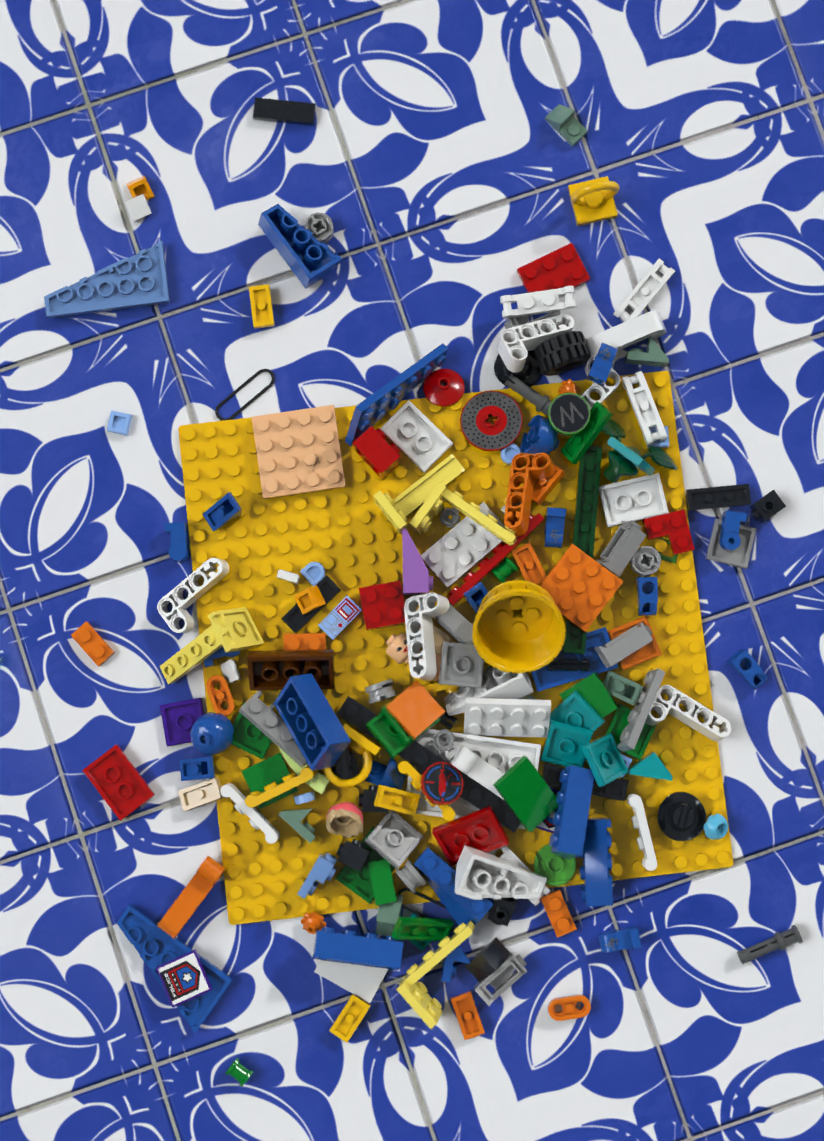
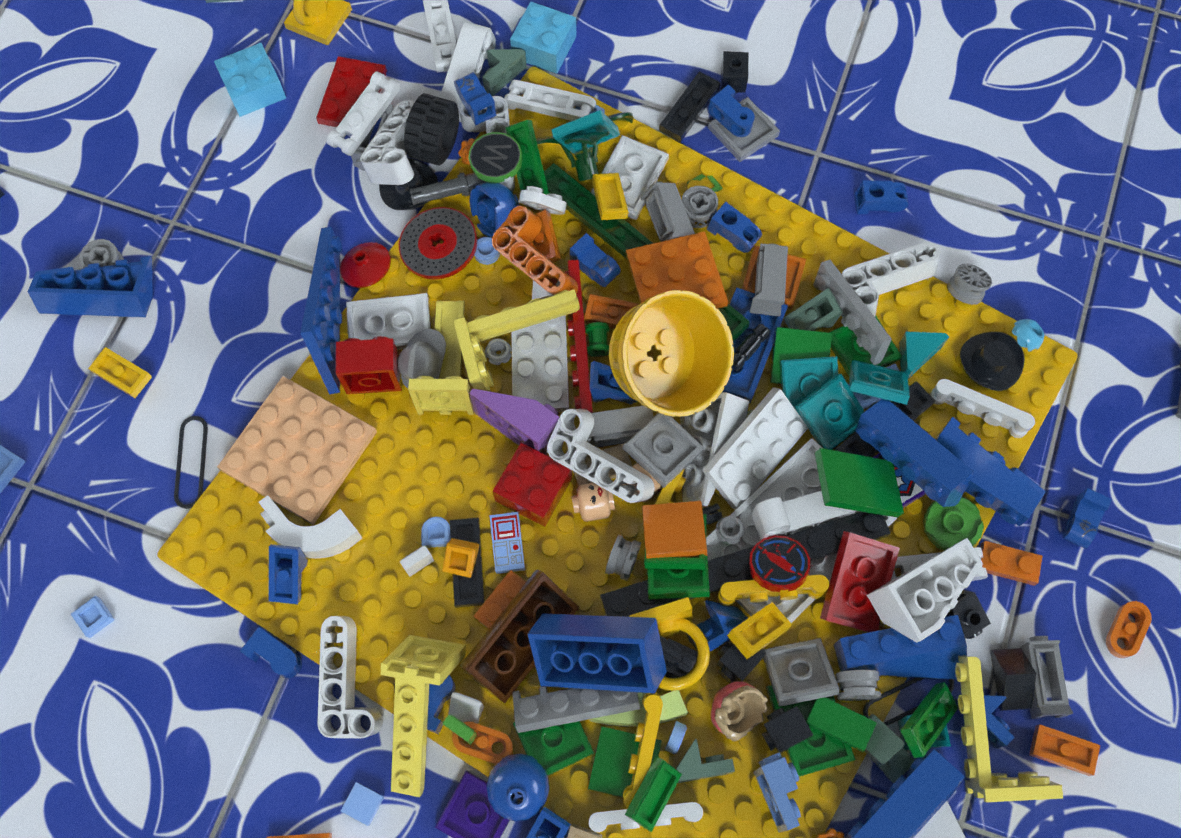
camera: 50 degrees left, 15 degrees down
(141, 656) = (362, 804): none -> light blue tile
(216, 679) = (460, 728): none -> bright green tile
(260, 516) = (315, 541): none -> white arch
(262, 809) = (653, 794): none -> green tile
(407, 478) = (422, 356): none -> light grey piece
(508, 204) = (250, 79): none -> medium azure brick
(562, 461) = (536, 199): none -> white plate
(604, 502) = (610, 196): none -> yellow tile
(673, 525) = (687, 160): red plate -> none
(692, 363) = (544, 36): none -> medium azure brick
(724, 767) = (969, 284): none -> light grey wheel

